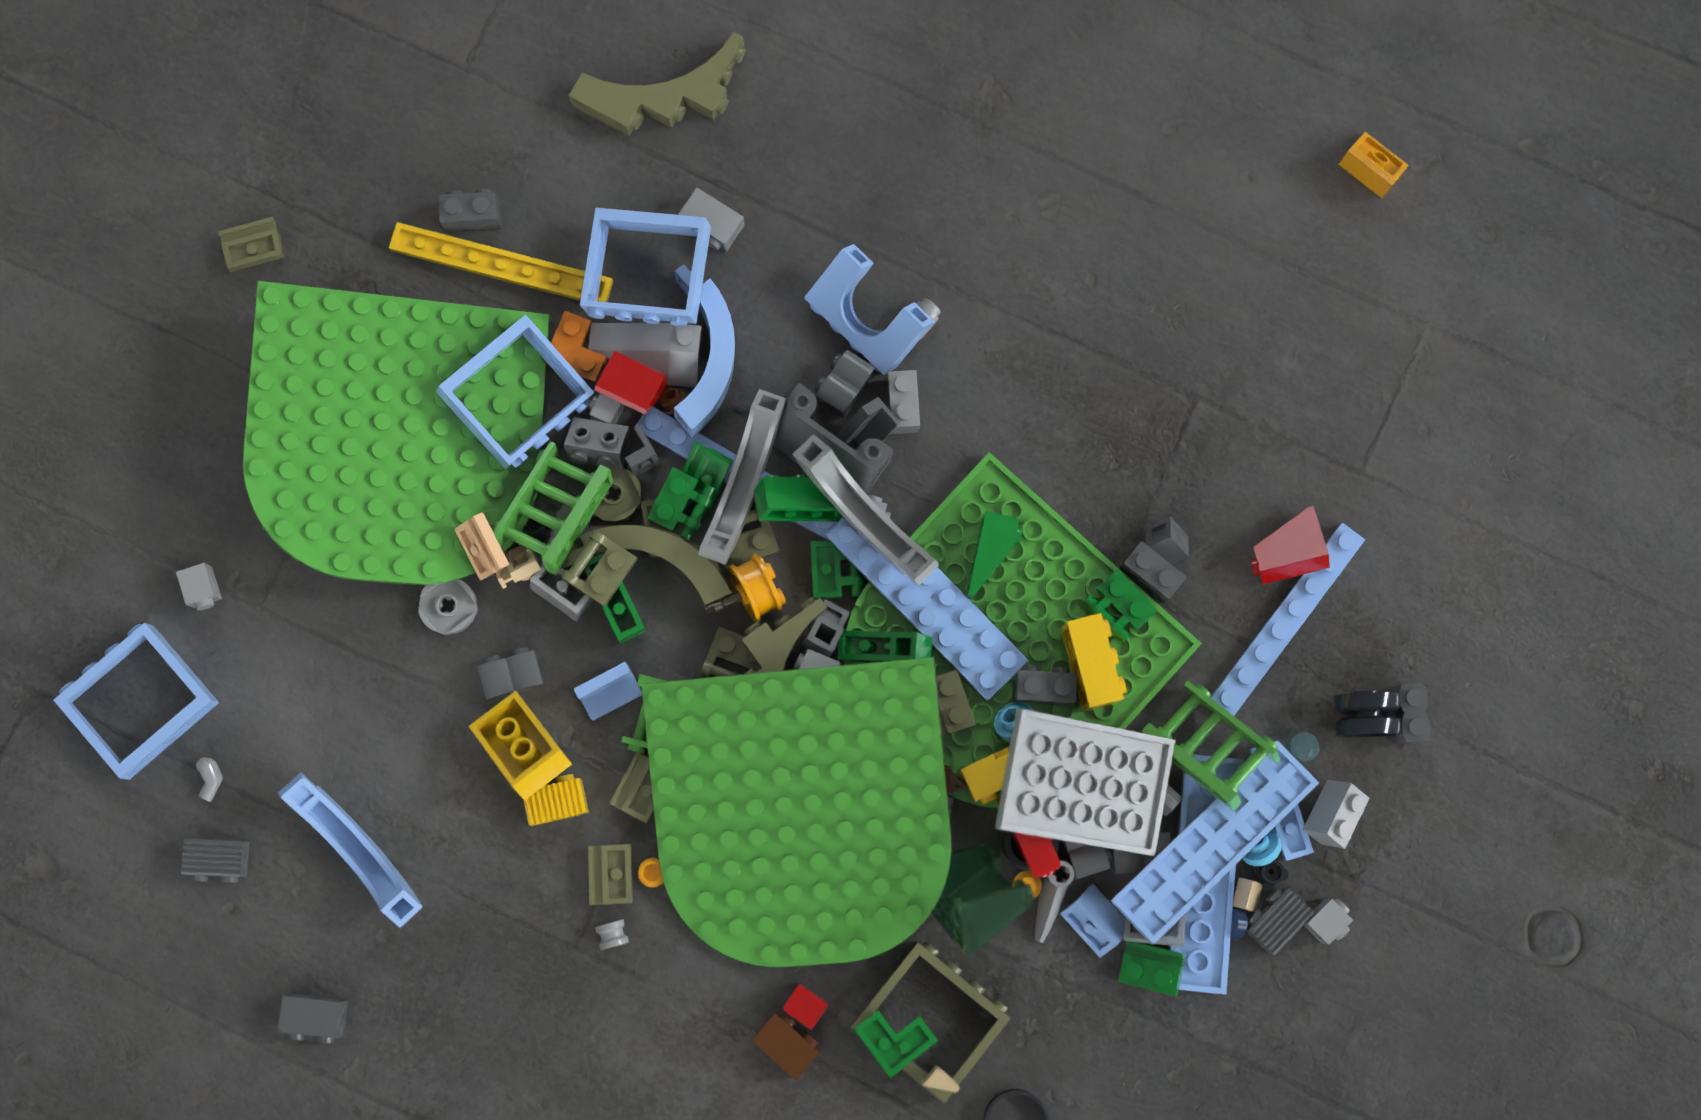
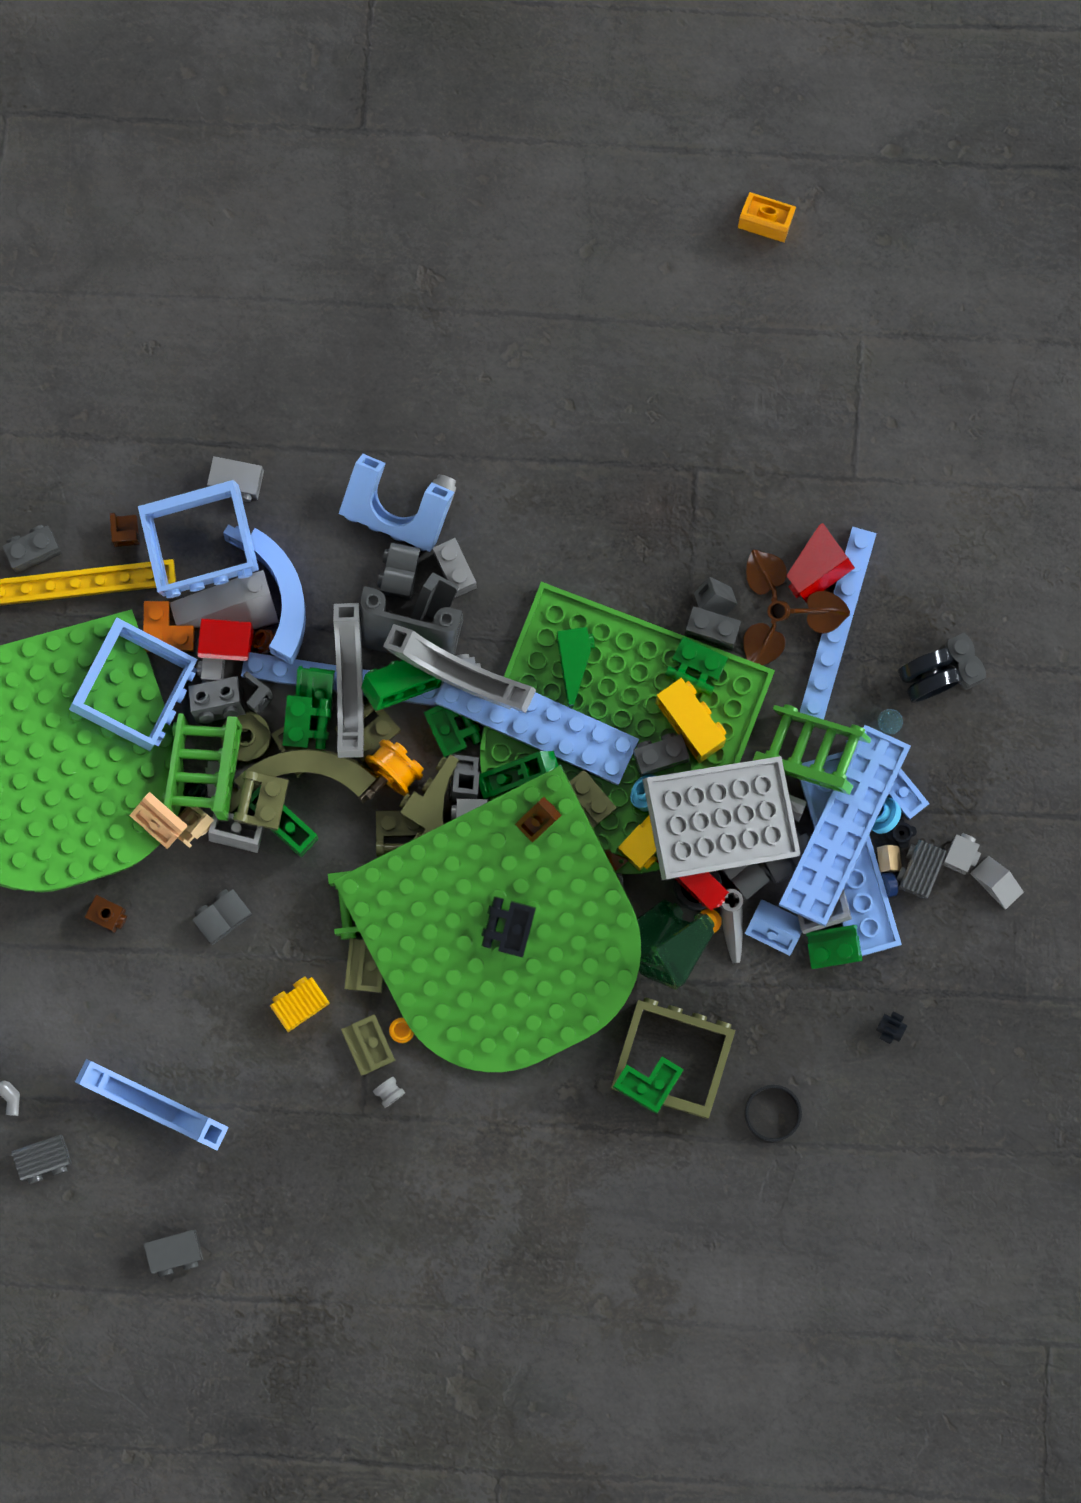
camera: 15 degrees left, 0 degrees up
(390, 624) = (106, 914): none -> reddish brown brick
(448, 622) = (152, 894): light grey plate -> none
(520, 745) = (254, 968): yellow brick -> none
(574, 229) = (124, 530): none -> reddish brown panel
(608, 691) = (307, 898): light blue panel -> none
(666, 101) = (182, 373): olive arch -> none
(786, 1044) = (564, 1123): reddish brown brick -> none
(805, 1006) = (567, 1086): red panel -> none
(817, 814) = (516, 929): none -> black plate
(886, 707) = (538, 819): none -> reddish brown slope
(940, 1080) = (698, 1099): tan slope -> none
(1180, 1081) = (891, 1027): none -> black gear
(1279, 601) = (824, 609): none -> reddish brown plant
(1336, 813) = (934, 765): light grey brick -> none
(1355, 965) = (997, 881): none -> light grey slope

